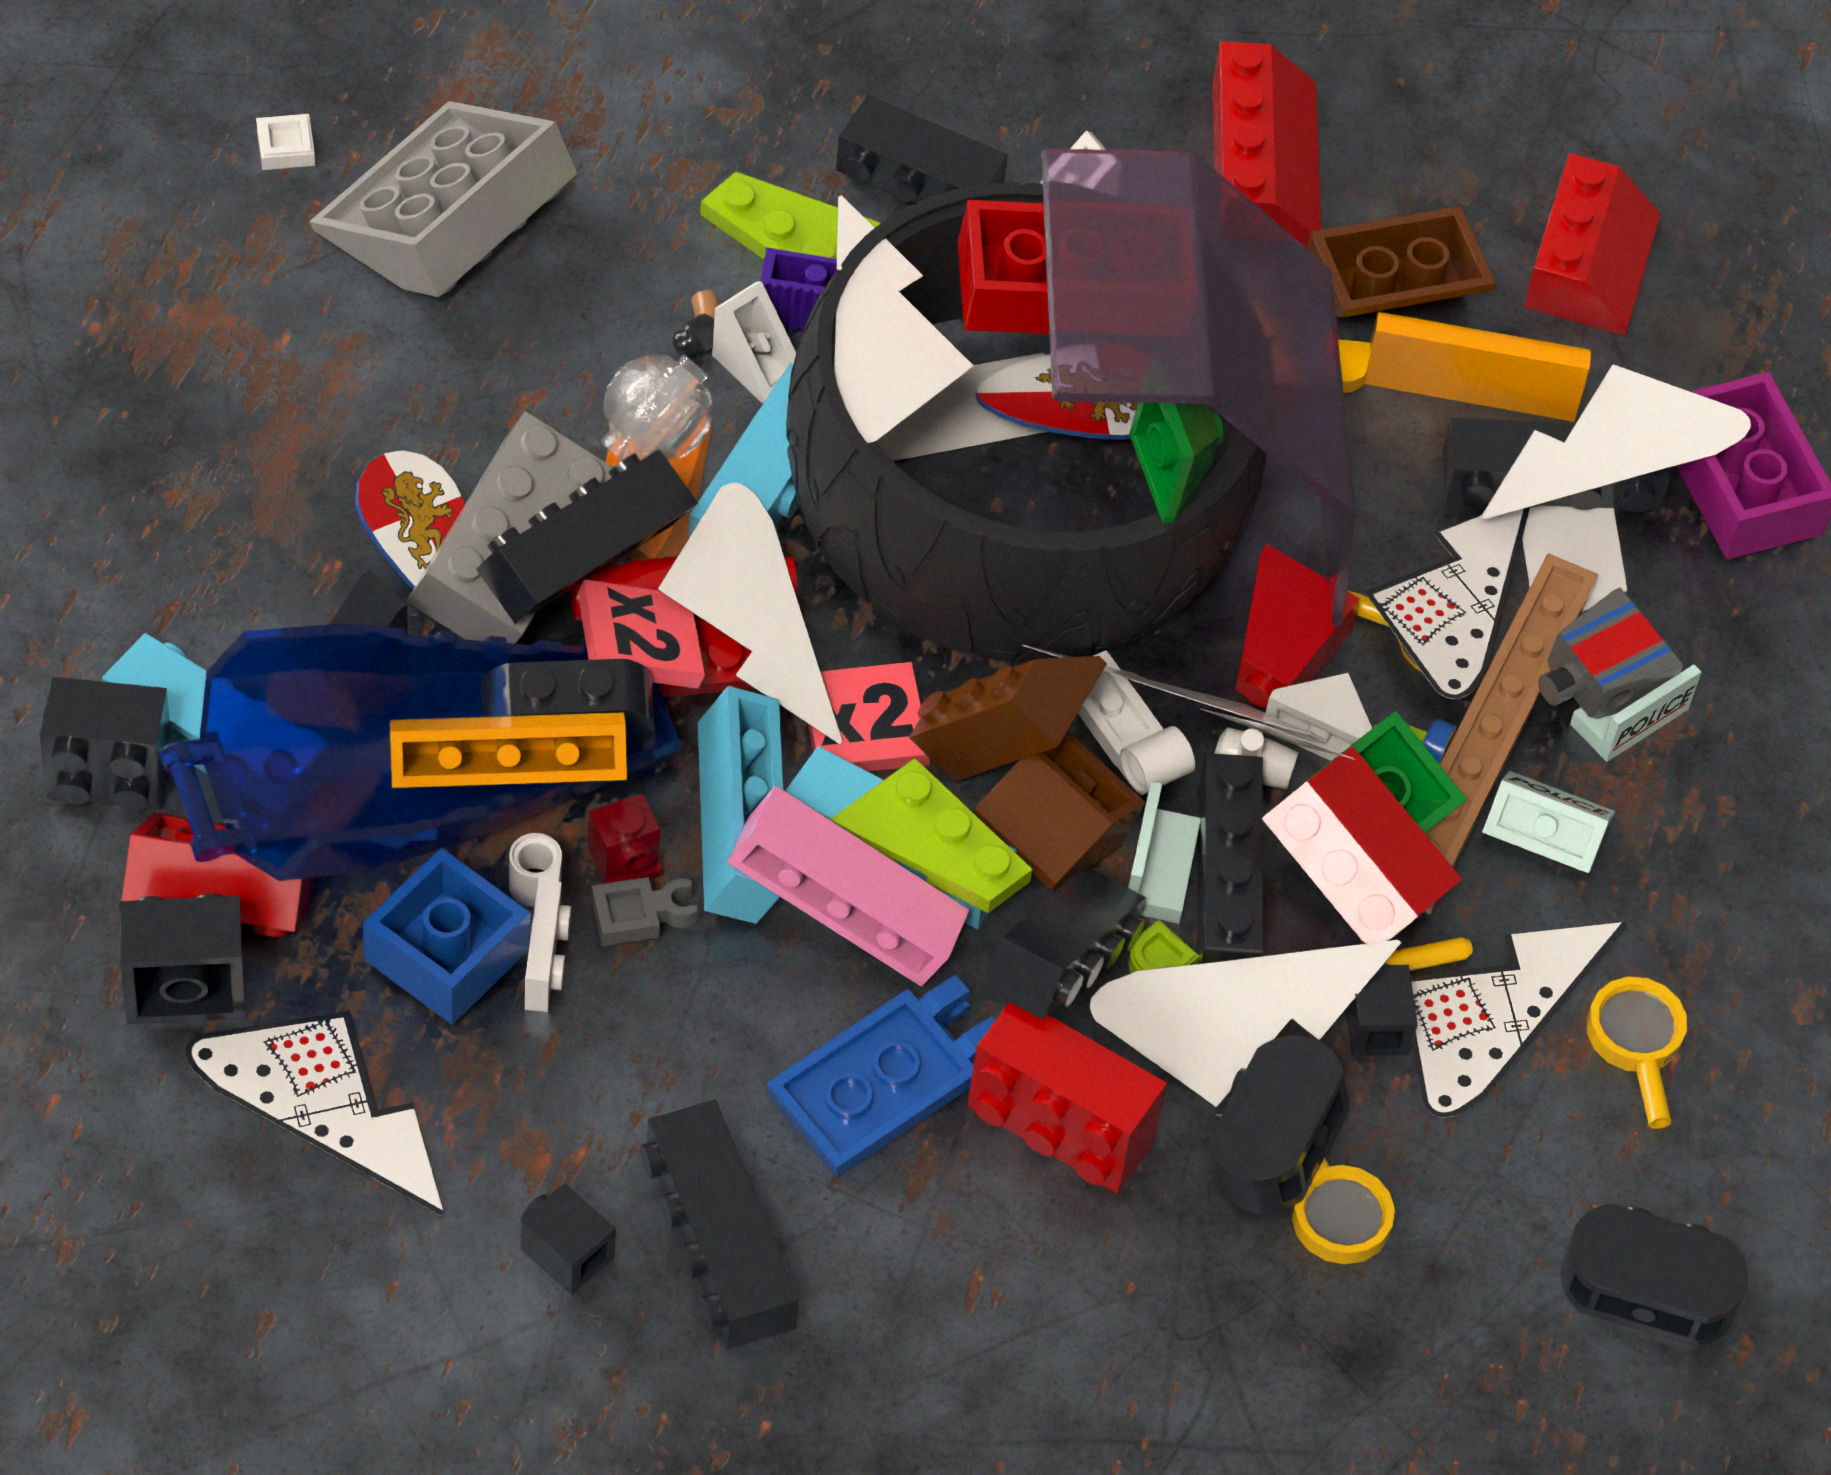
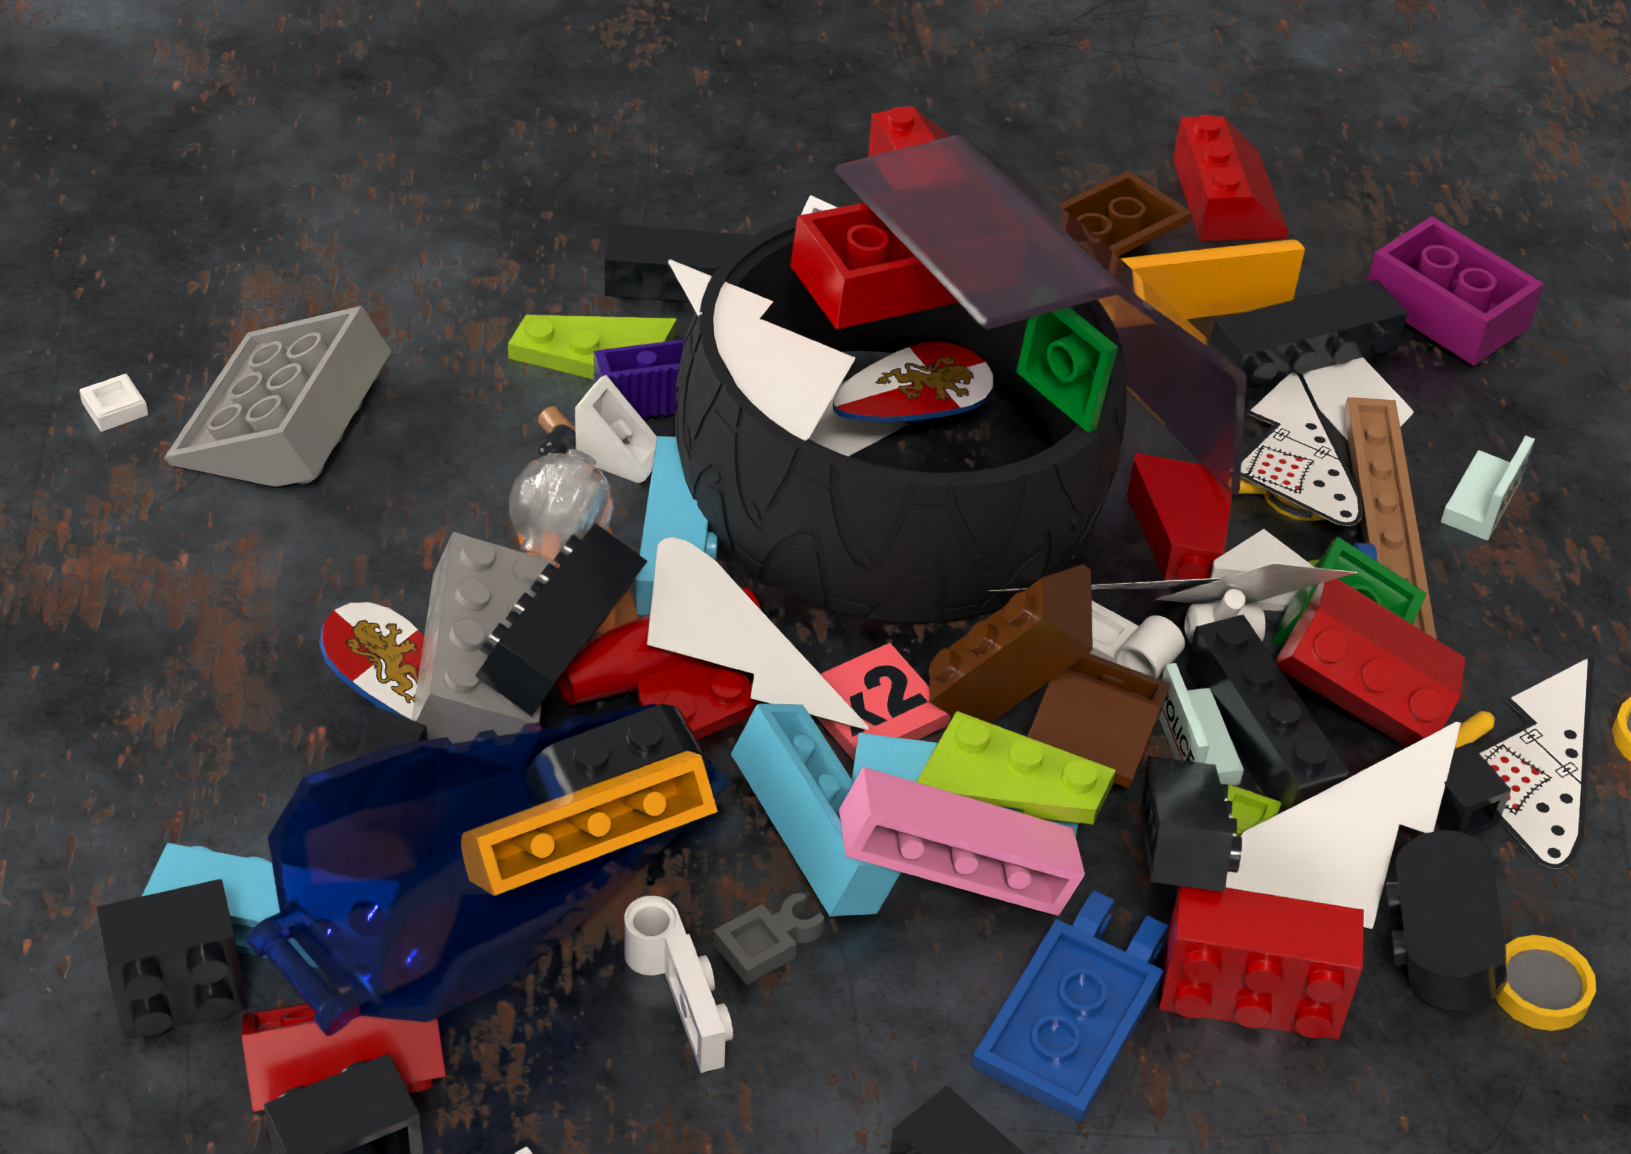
camera: 20 degrees left, 10 degrees down
(446, 936) = (600, 1025): blue brick -> none
(625, 840) = (722, 878): dark red brick -> none
(641, 628) = (650, 677): coral tile -> none
(1548, 821) = (1486, 598): light aqua panel -> none
(1607, 659) = (1459, 453): dark grey torso -> none
(1624, 432) = (1353, 292): white sticker -> none

